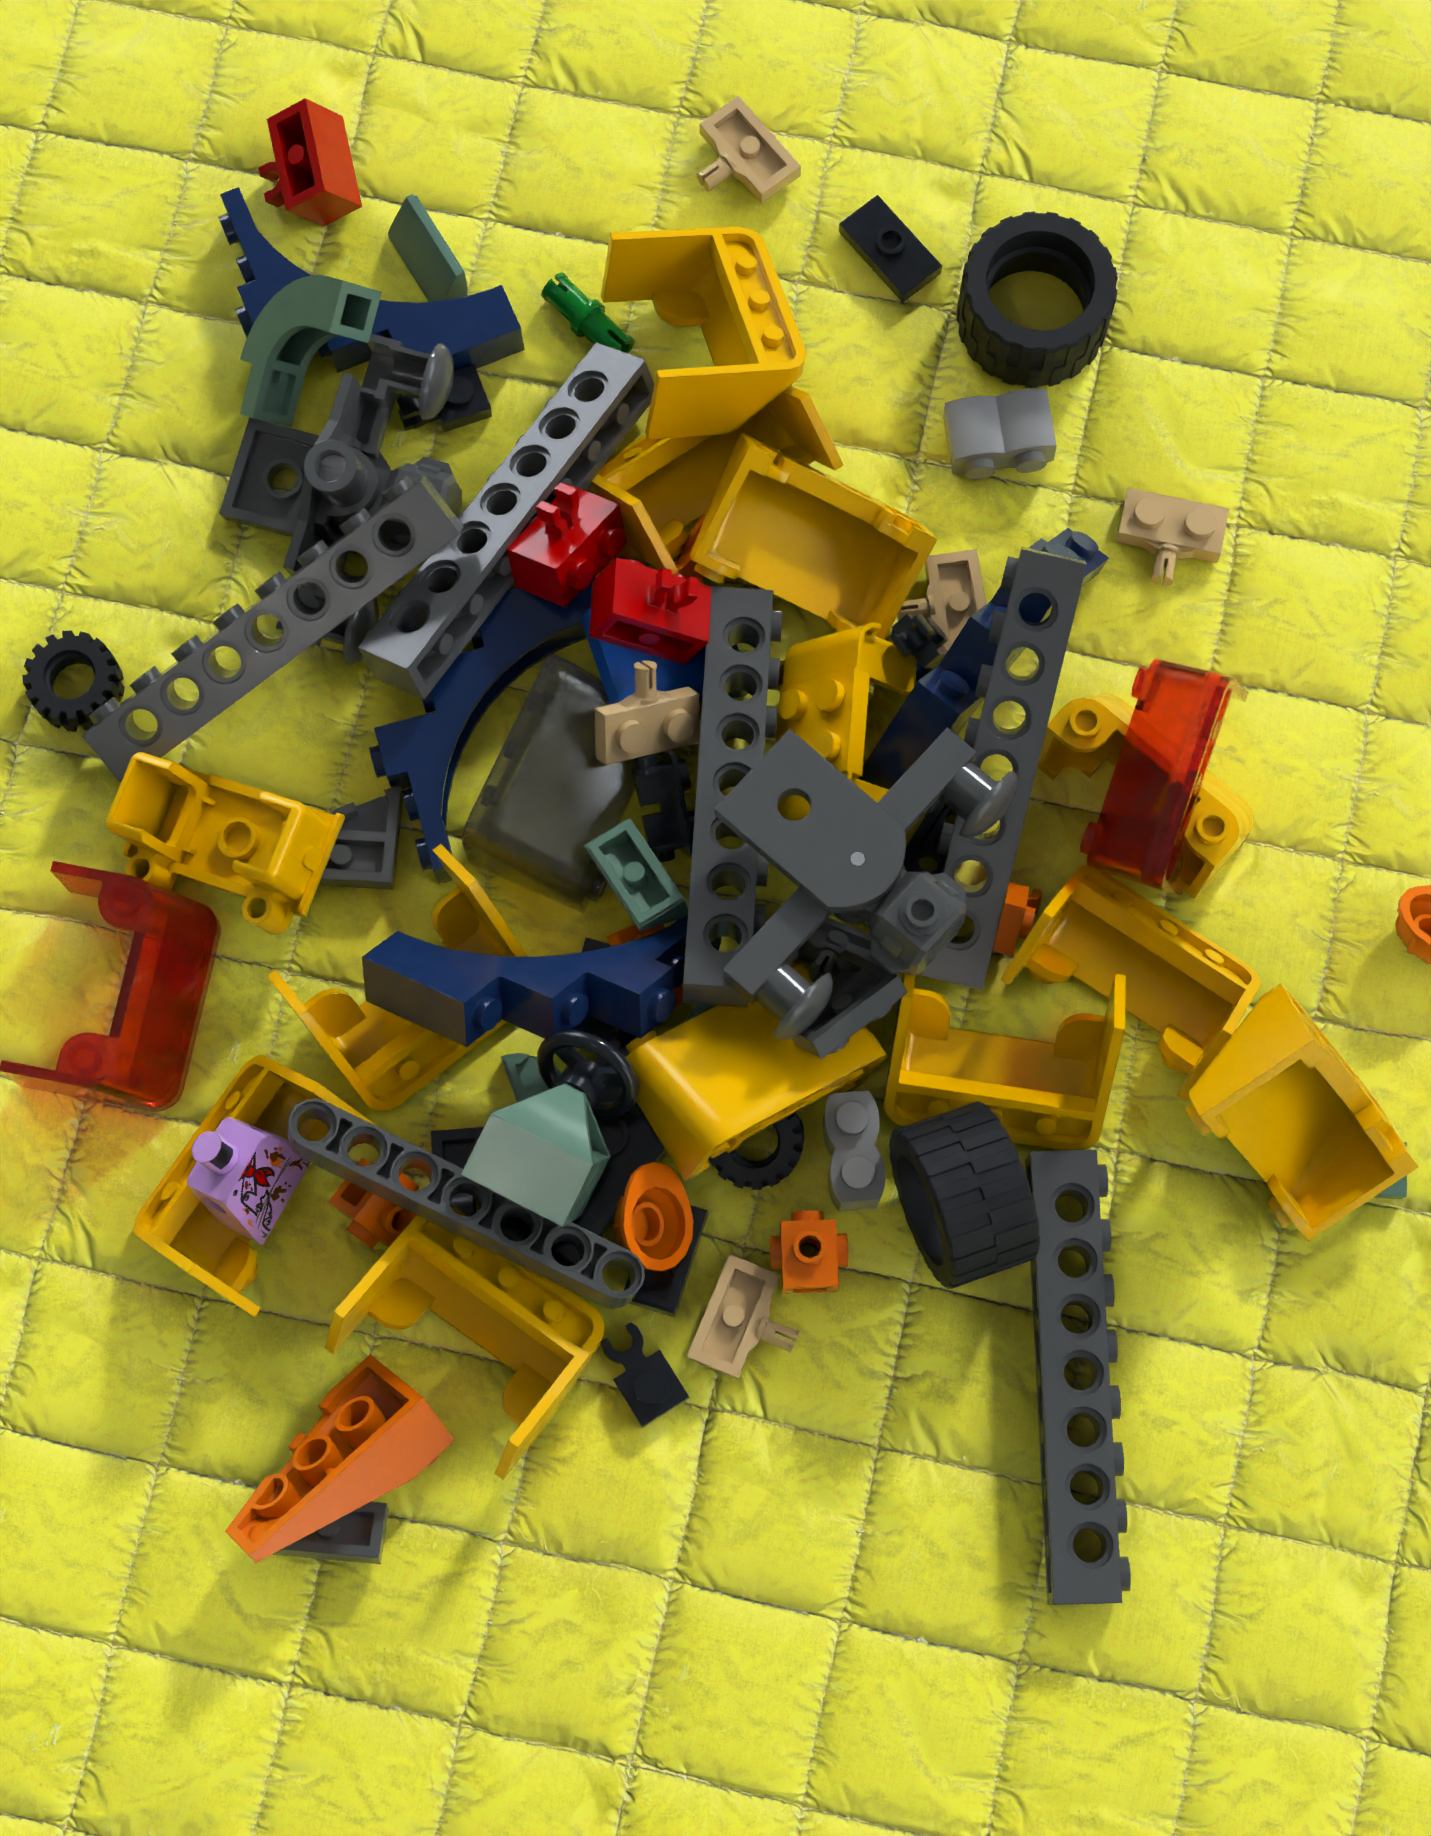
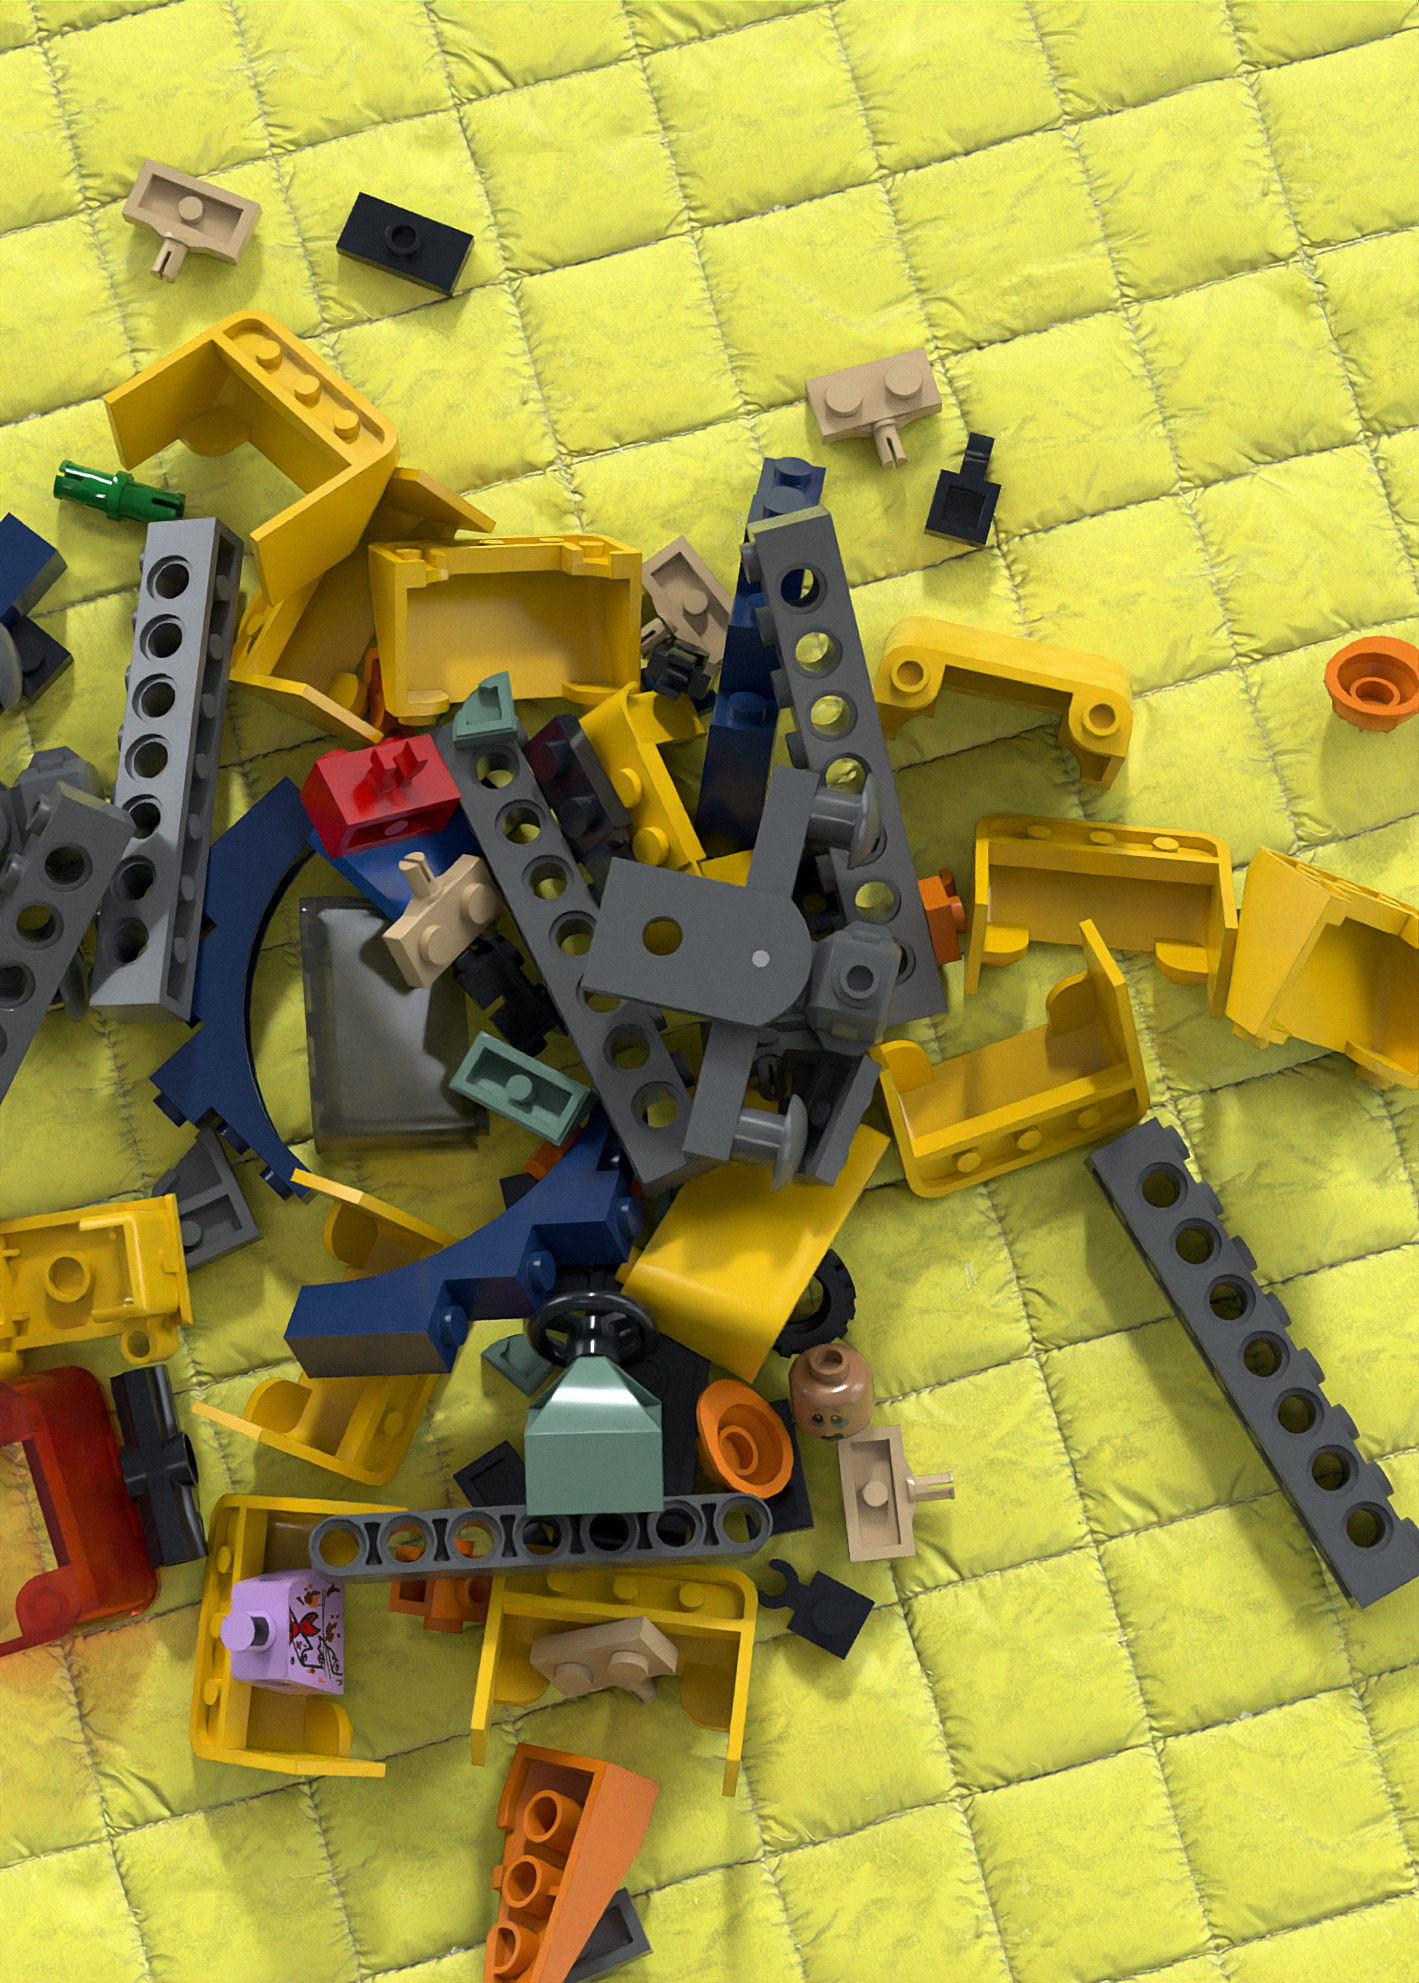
camera: 30 degrees left, 5 degrees up
(225, 1010) = (159, 1466): none -> black piece
(469, 1322) = (607, 1655): none -> tan plate
(566, 544) = (247, 768): red brick -> none
(741, 1220) = (831, 1391): none -> medium nougat head
(760, 594) = (486, 714): none -> sand green tile
(796, 679) = (580, 795): none -> black hinge
(804, 1273) = (918, 1412): orange brick -> none
(856, 1165) = (894, 1238): light grey brick -> none
(964, 1194) = (1049, 1240): black tyre -> none
(1000, 433) = (637, 392): light grey brick -> none
(1042, 245) = (590, 154): black tyre -> none
(1159, 772) = (1015, 687): clear red windscreen -> none
(1199, 633) = (964, 500): none -> black plate

